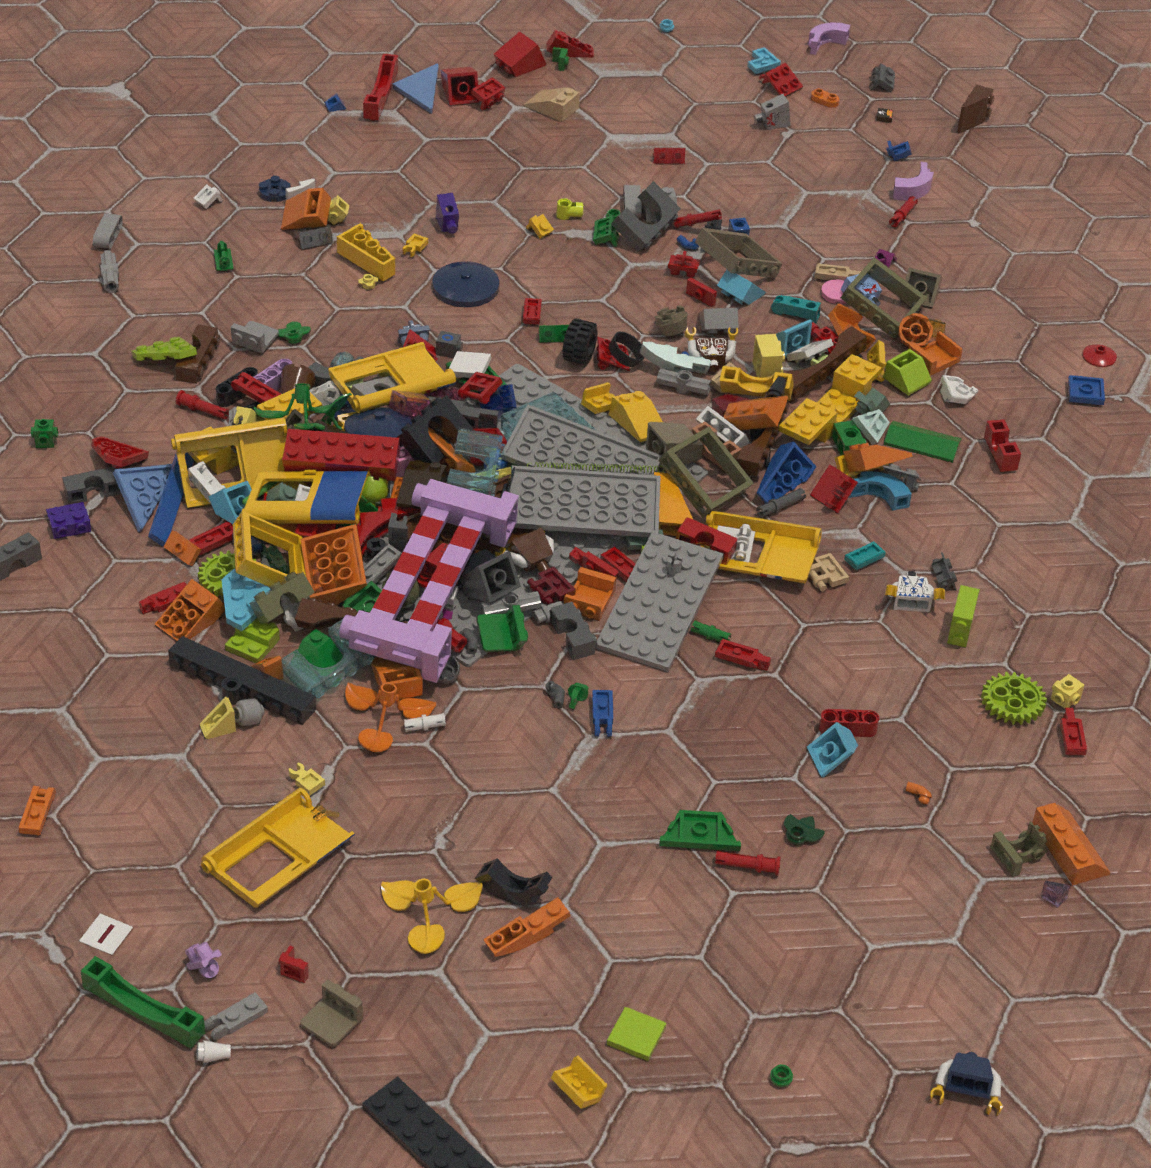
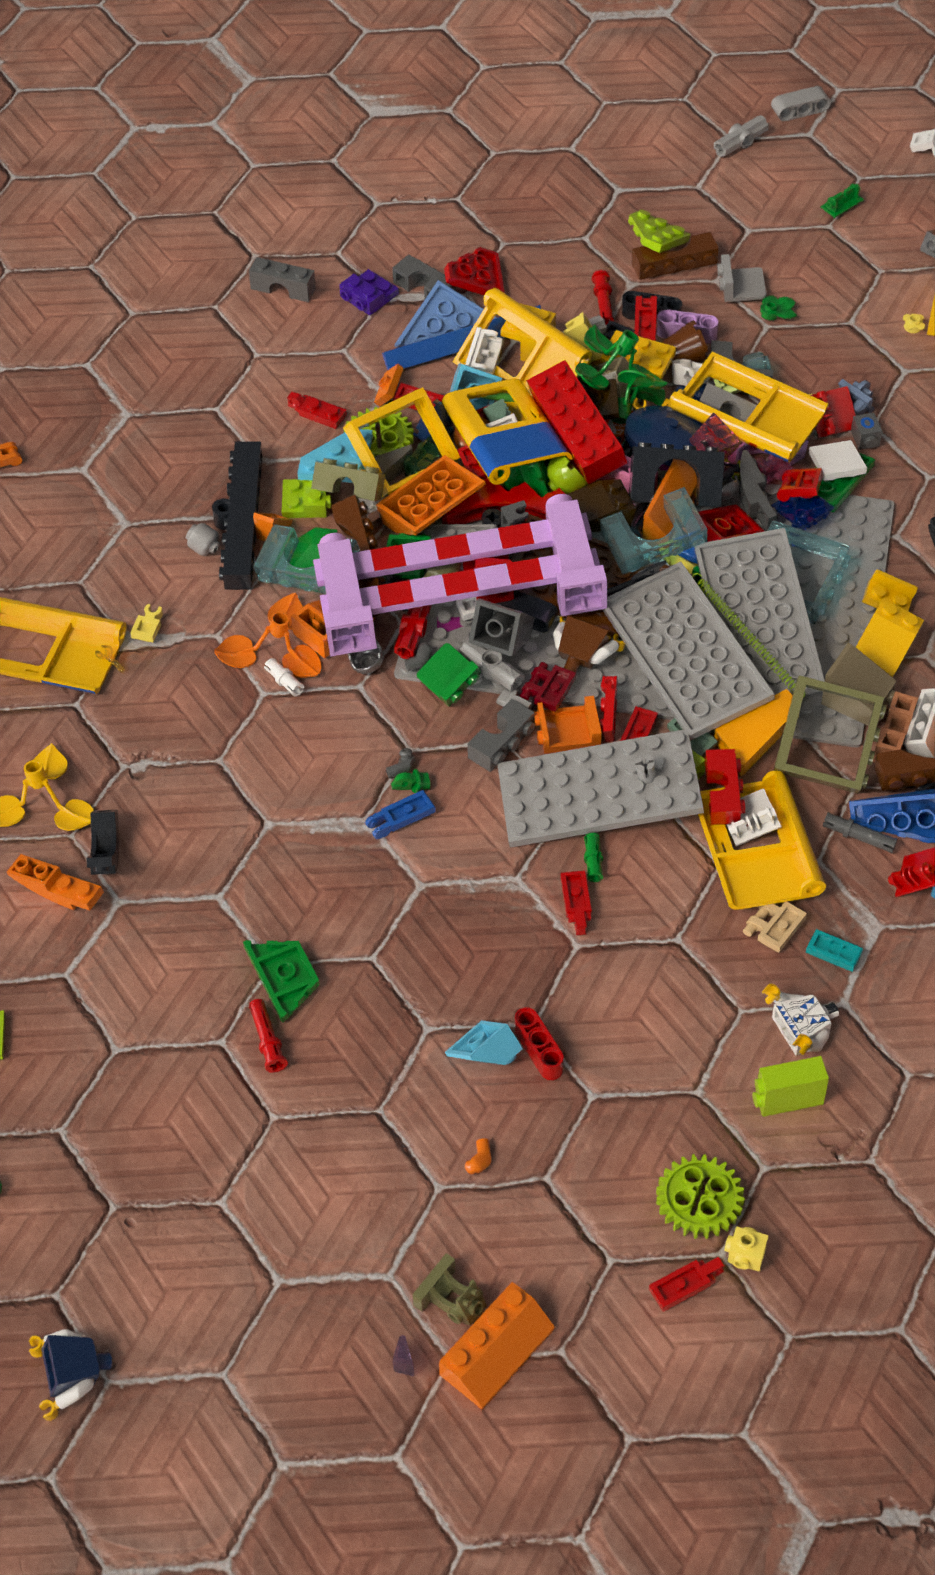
camera: 65 degrees right, 10 degrees up
(44, 429) = (466, 214): green brick -> none
(191, 612) = (305, 432): orange slope -> none
(219, 720) = (178, 525): light yellow slope -> none
(802, 830) = (351, 1066): dark green plate -> none
(943, 566) = (876, 1040): dark grey hinge -> none

